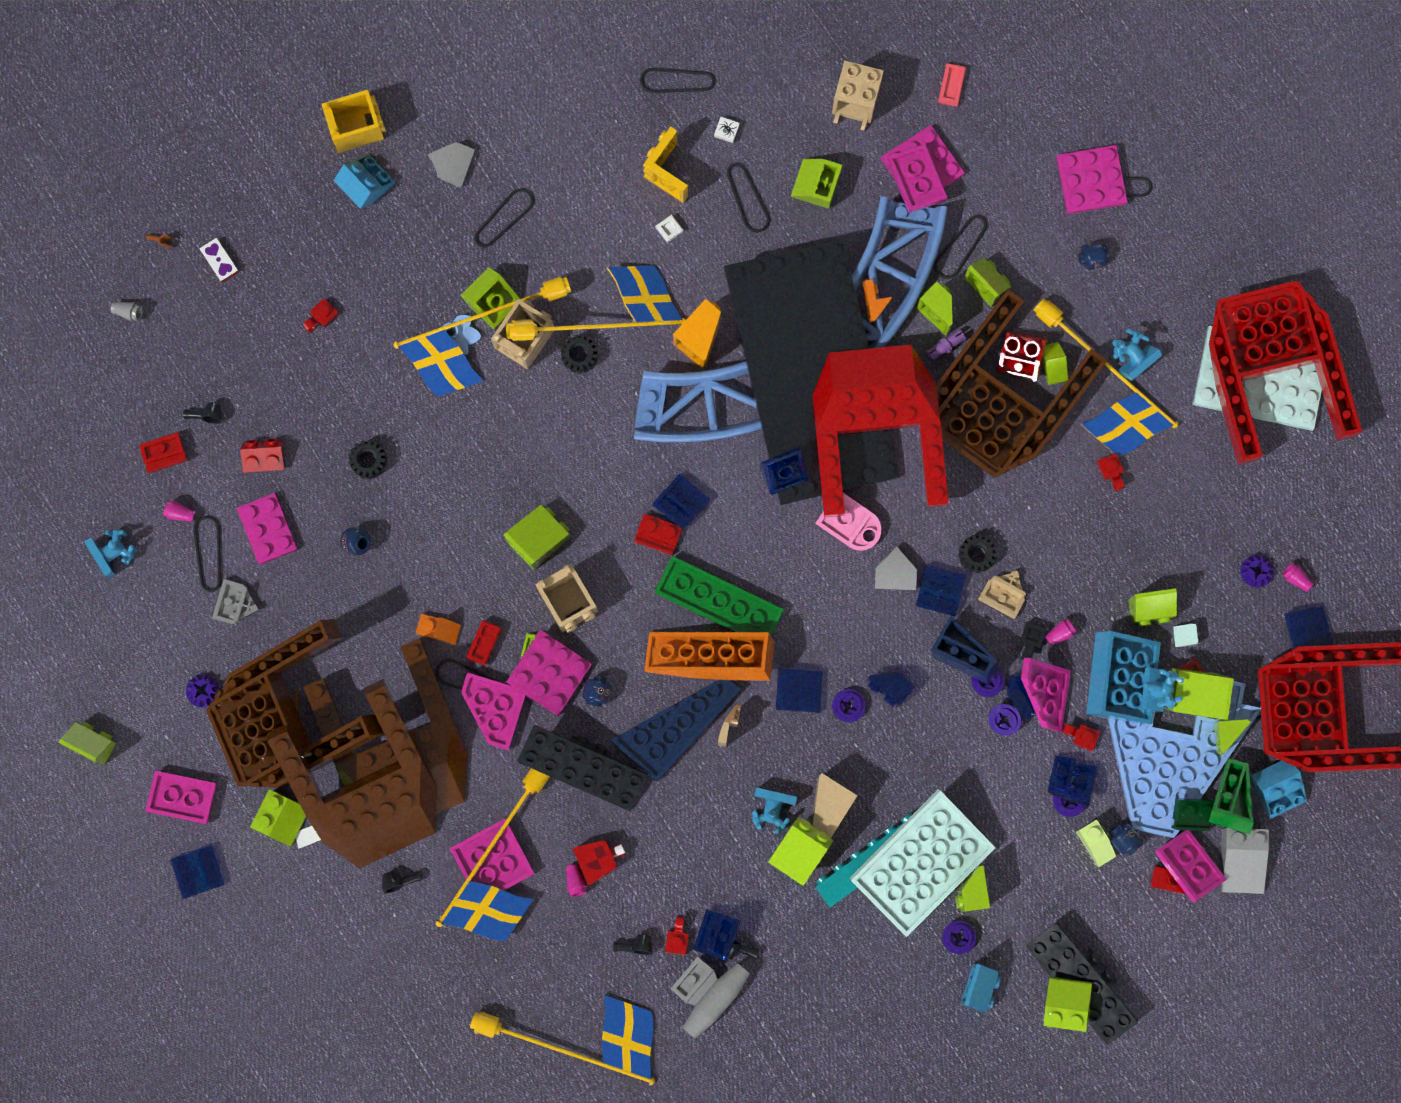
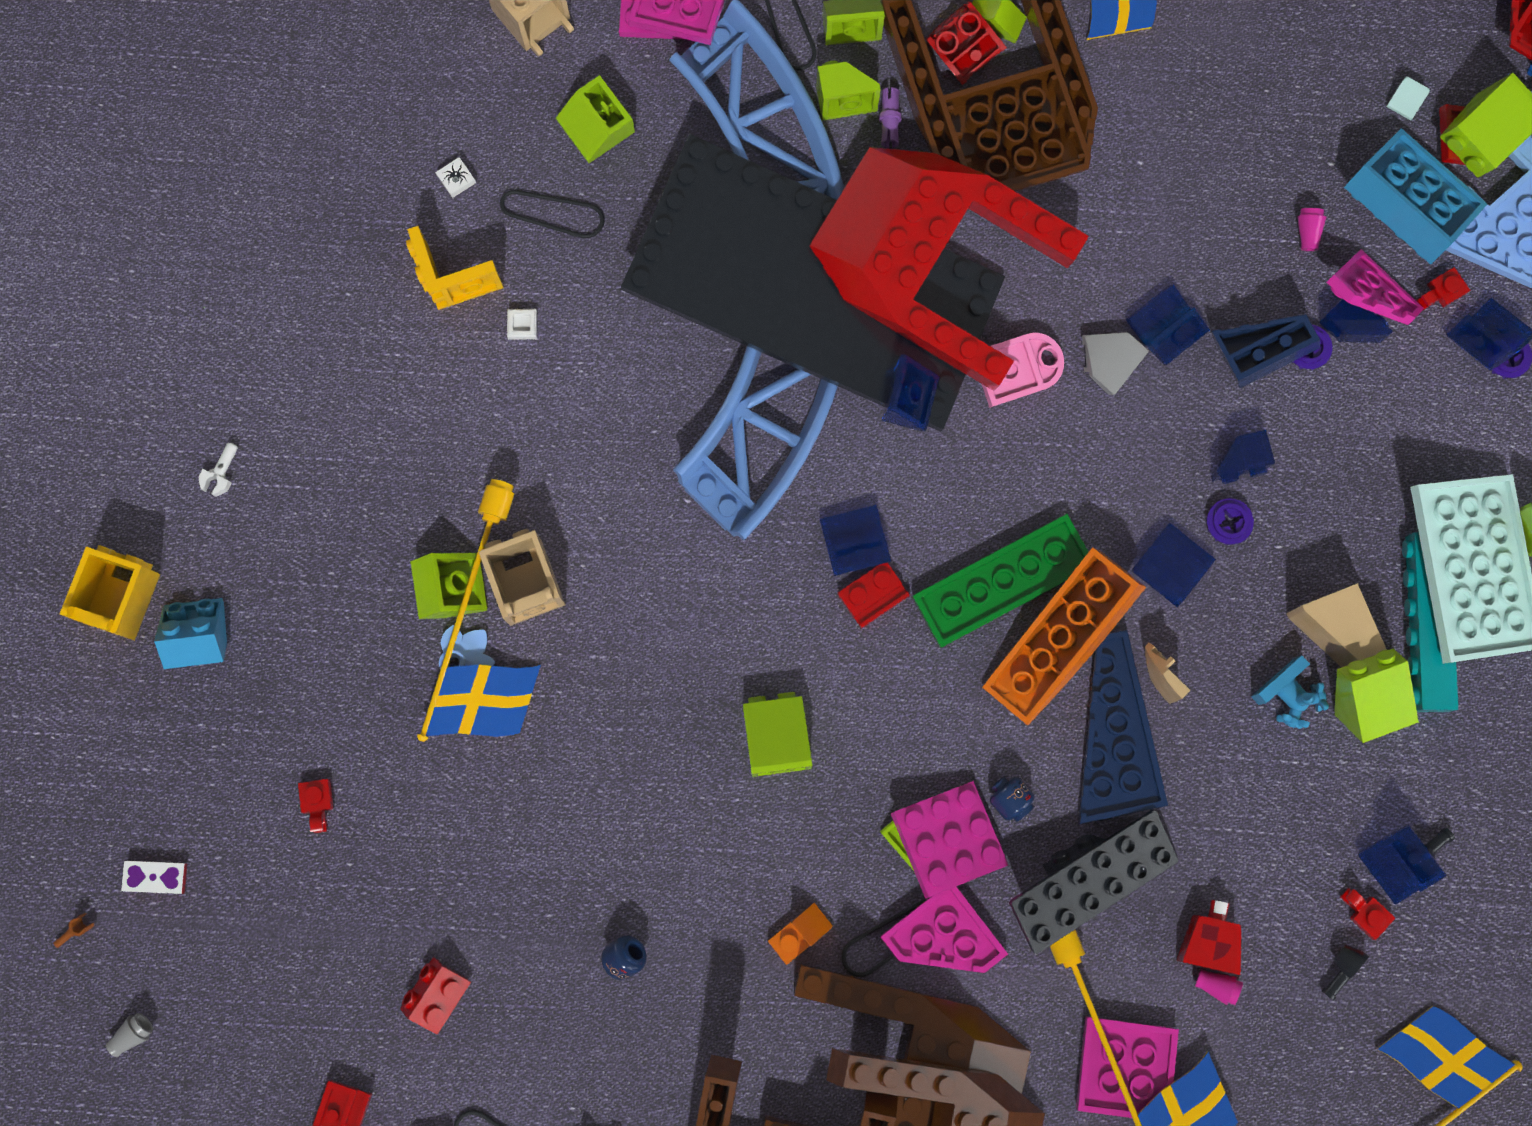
camera: 55 degrees left, 0 degrees up
(210, 414) = (335, 1023): black bar -> none
(267, 529) = (528, 1054): dark pink plate -> none
(376, 468) = (516, 877): black tyre -> none
(452, 162) = (251, 514): light grey slope -> none
(463, 127) = (219, 472): none -> white bar
(483, 643) = (857, 891): red plate -> none
(511, 224) = (348, 504): black piece -> none
(564, 595) = (870, 750): tan container -> none
(570, 345) = (588, 514): black tyre -> none
(642, 295) = (579, 409): flag -> none
(676, 71) = (366, 199): black piece -> none
(699, 332) = (675, 375): light orange slope -> none
(708, 994) = (1460, 925): light grey plate -> none
(873, 305) = (789, 159): orange slope -> none
(968, 562) = (1167, 242): black tyre -> none
(1004, 594) = (1222, 258): tan slope -> none
(1005, 728) = (1375, 368): dark purple gear -> none
(1031, 638) = (1295, 263): black plate -> none
(1111, 469) = (1161, 43): red plate -> none
(1153, 606) = (1355, 107): lime slope -> none
(1157, 687) = (1456, 168): dark azure piece -> none

